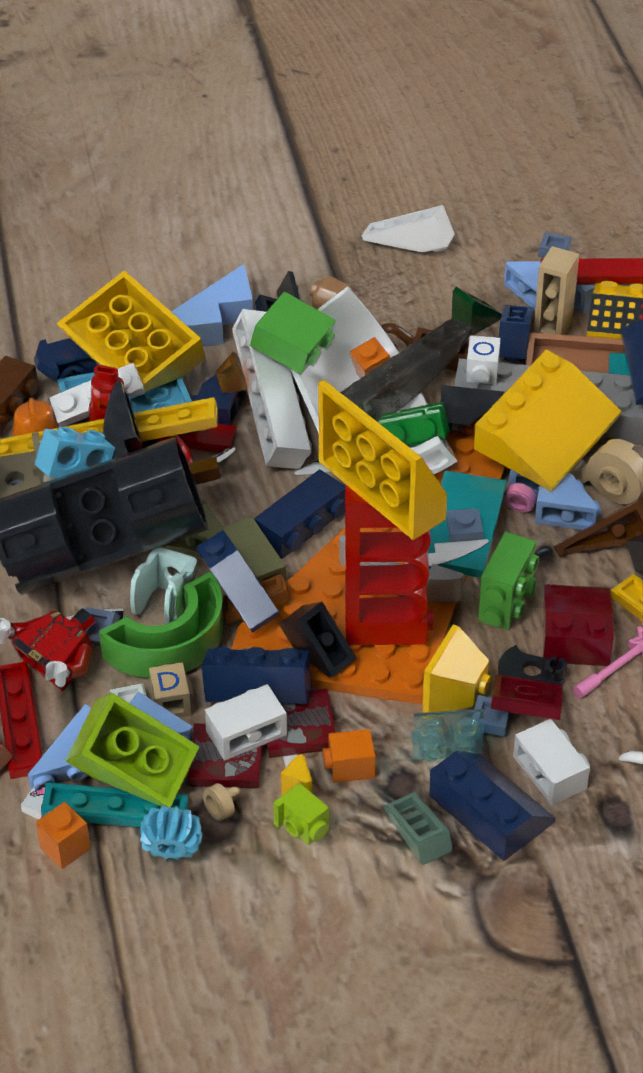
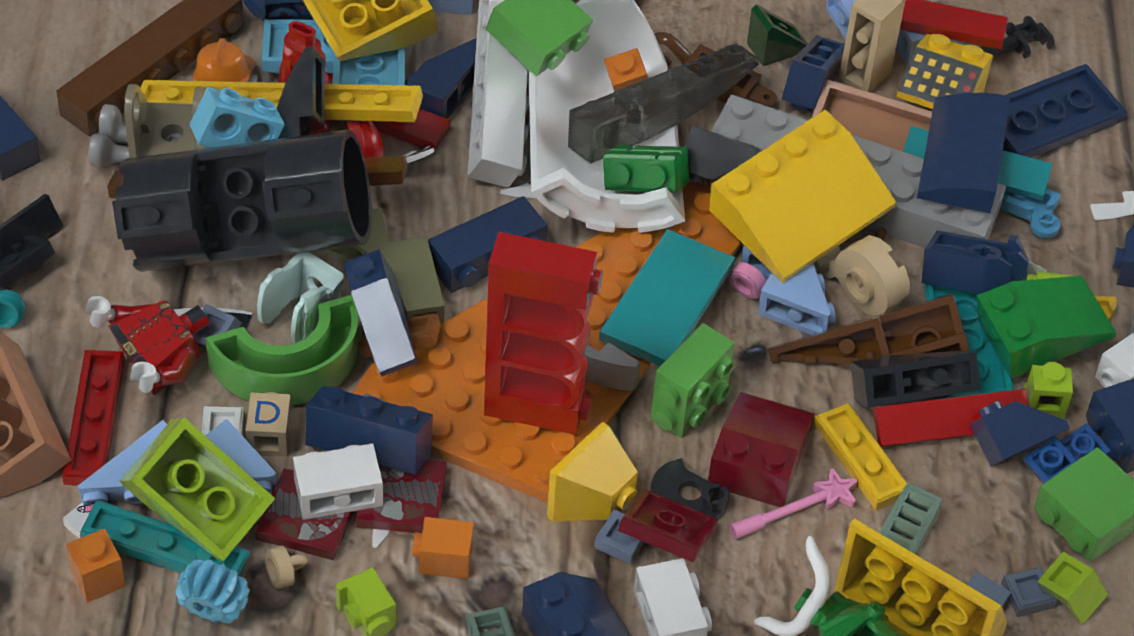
camera: 10 degrees right, 5 degrees up
(74, 403) = (264, 55): white plate -> none
(231, 375) = (459, 59): clear orange slope -> none
(295, 773) = (375, 555): yellow slope -> none
(315, 631) = (451, 400): black slope -> none
(378, 465) = (531, 231): yellow slope -> none
(442, 733) = (559, 548): clear light blue hinge -> none
(451, 550) = (633, 330): white sticker -> none
(464, 525) = (664, 302): sand blue plate -> none
(482, 360) = (752, 104): white brick -> none

